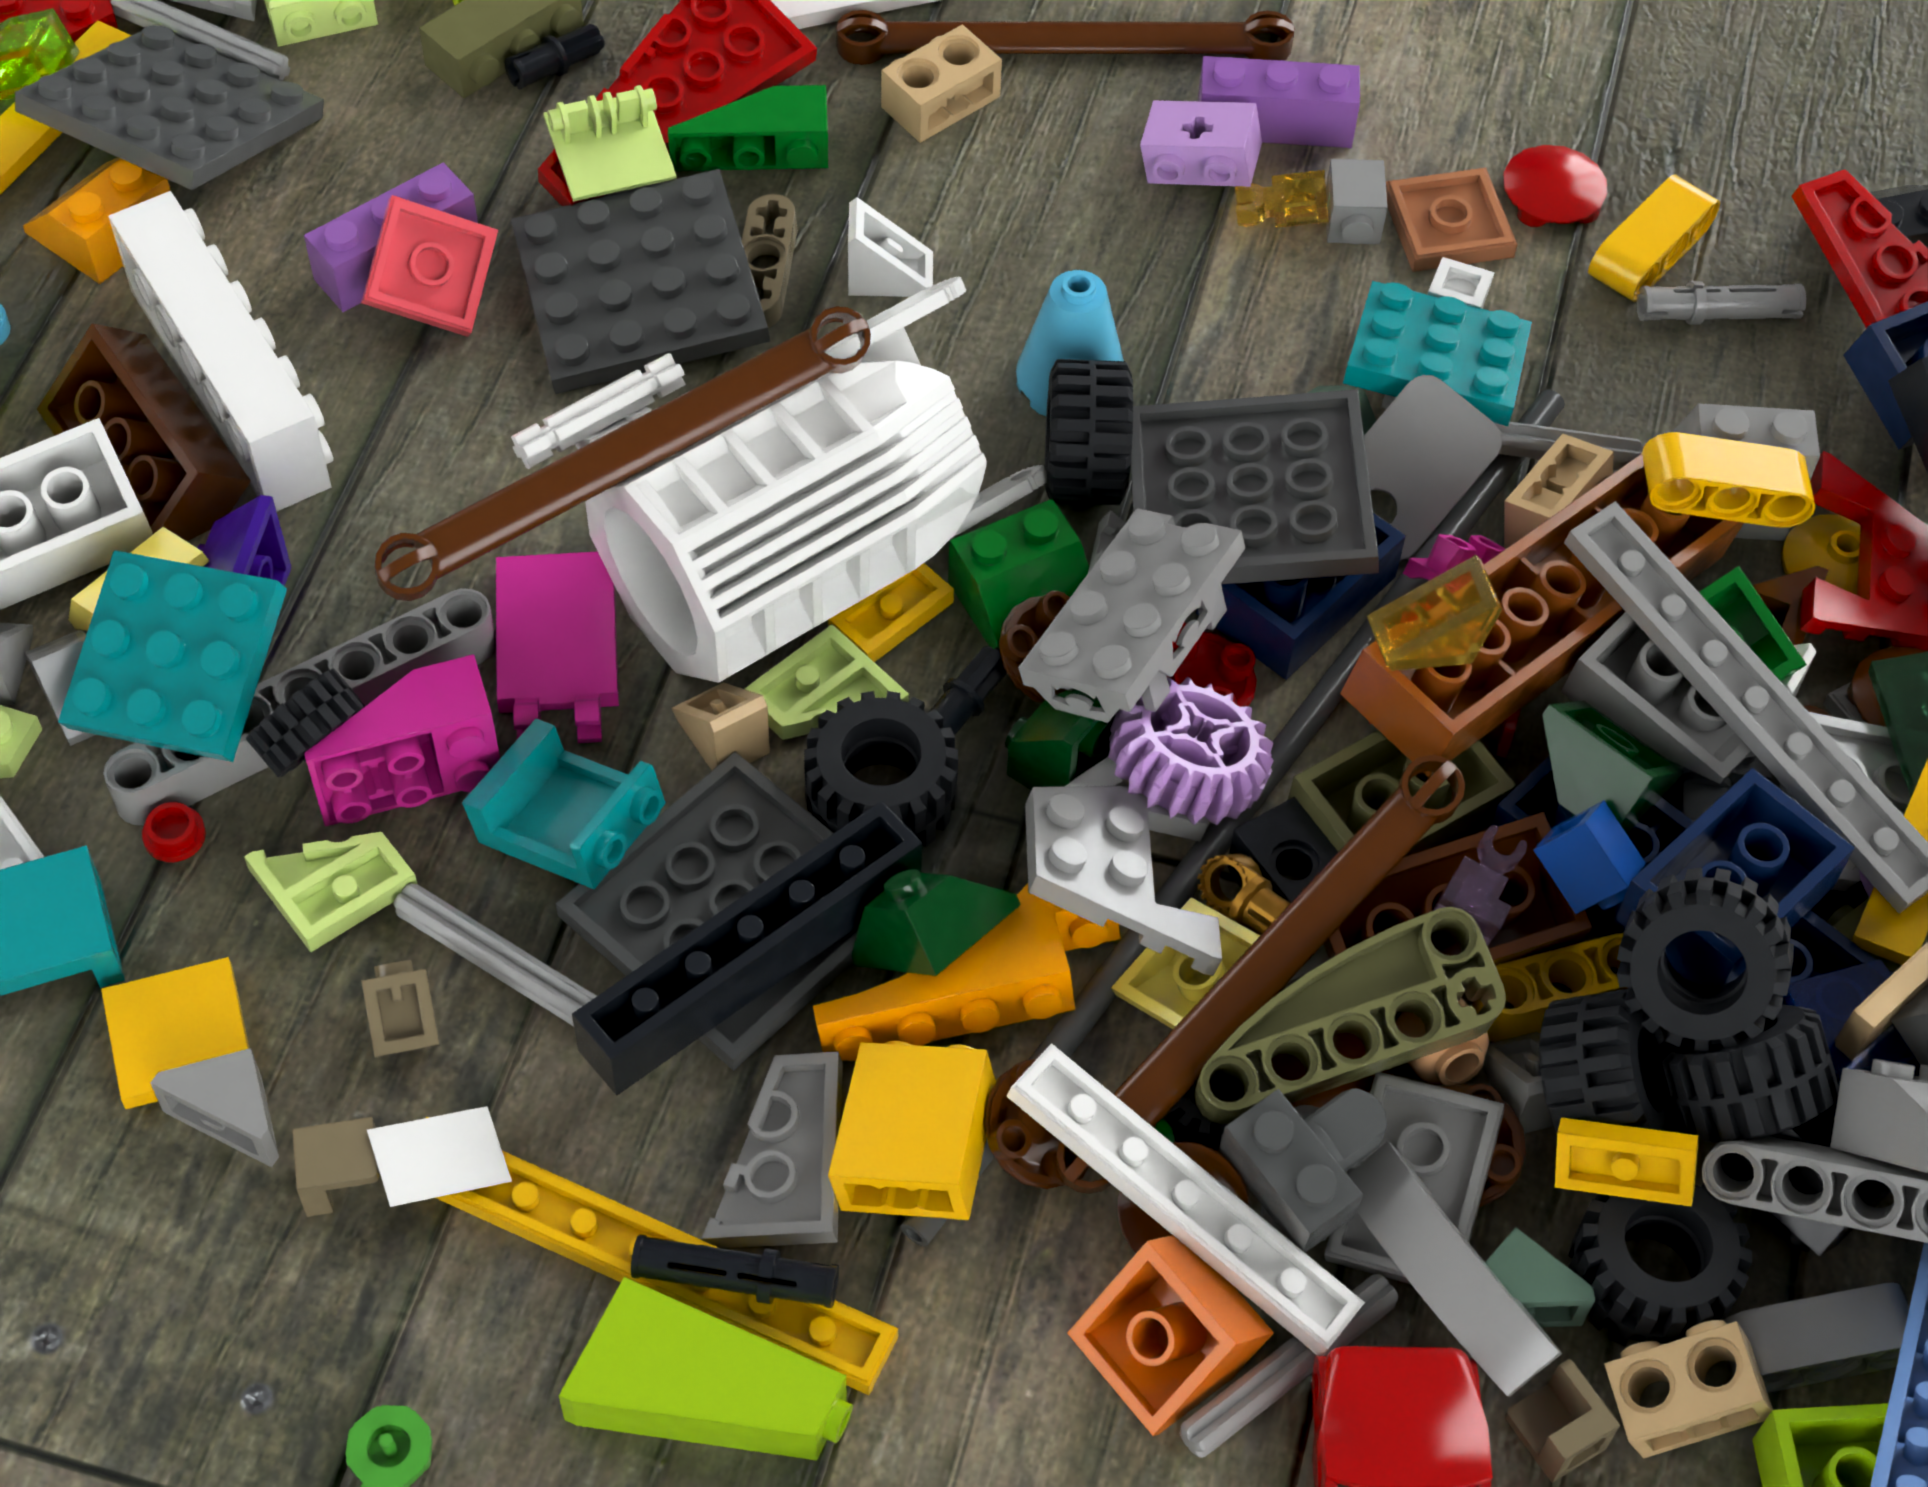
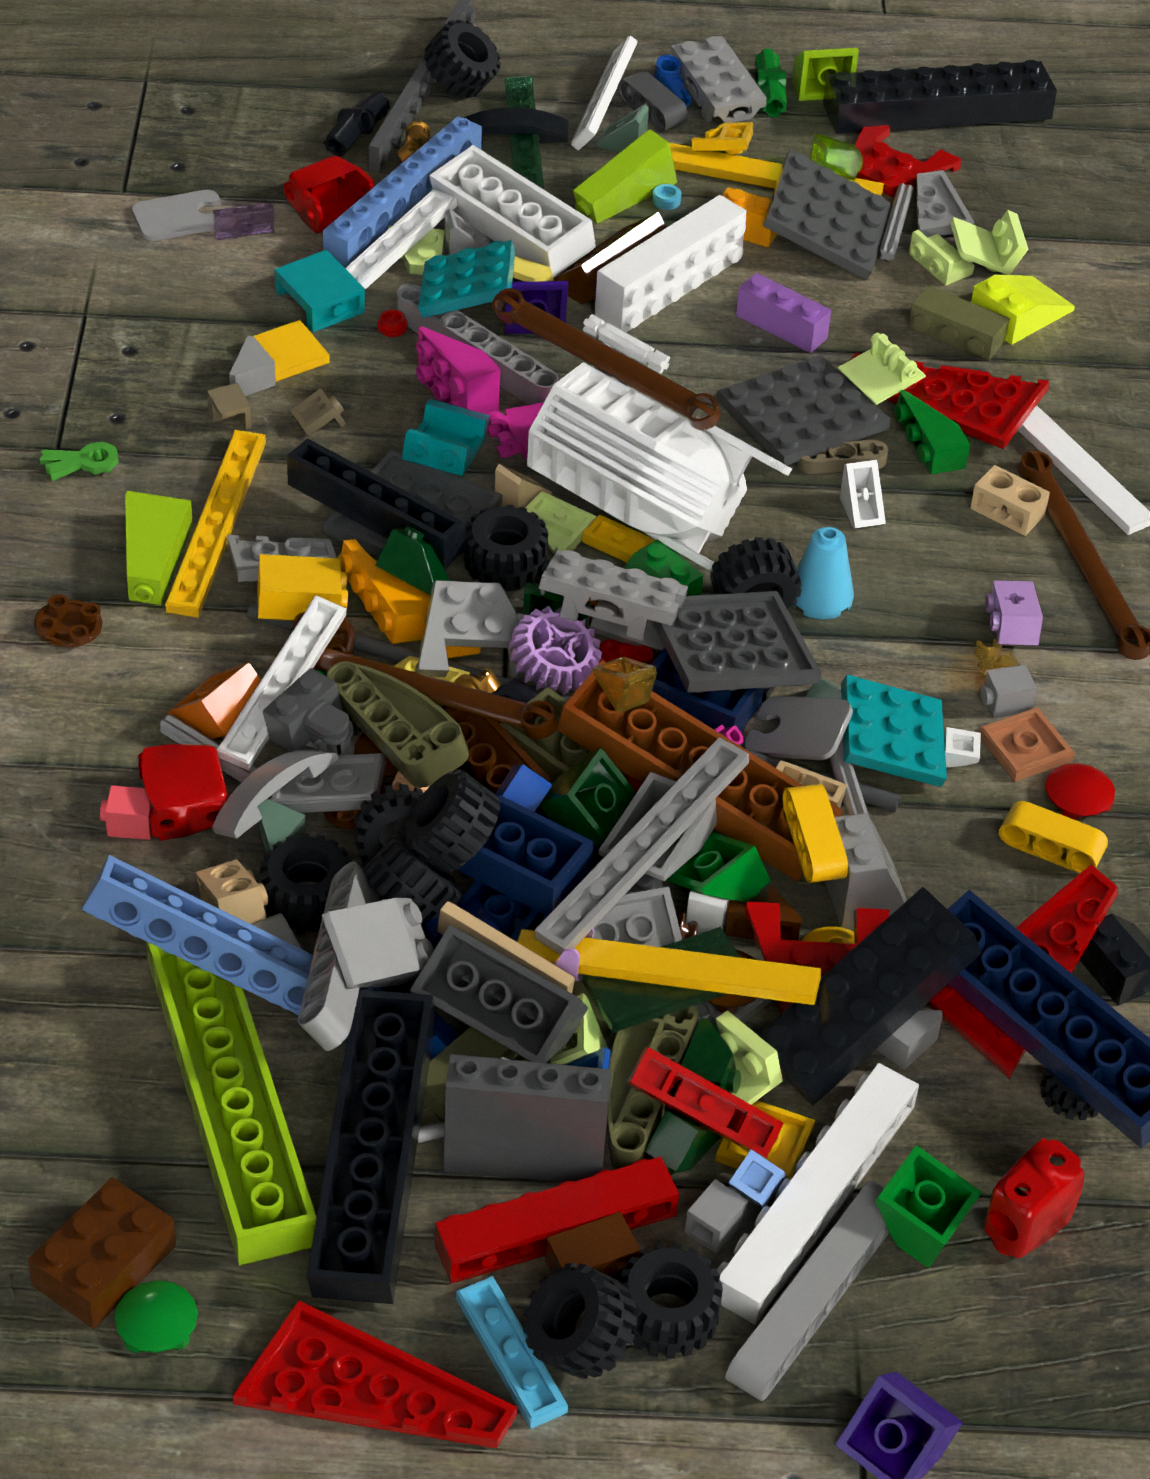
camera: 75 degrees right, 10 degrees down
(304, 721) = (446, 322): black tyre -> none
(332, 884) = (379, 378): yellowish green wing -> none
(429, 266) = (762, 324): coral tile -> none
(438, 1156) = (240, 435): white sticker -> none
(491, 952) = (366, 431): light grey axle -> none
(553, 56) = (949, 348): black axle -> none
(736, 1271) = (206, 549): black pin -> none
(1293, 99) = (1072, 645): medium lavender brick -> none
(1479, 885) = (482, 750): clear purple piece -> none
(1563, 1422) = (194, 858): dark tan panel -> none
(1626, 1161) = (340, 832): yellow plate -> none
(1700, 302) = (1010, 866): light grey pin -> none

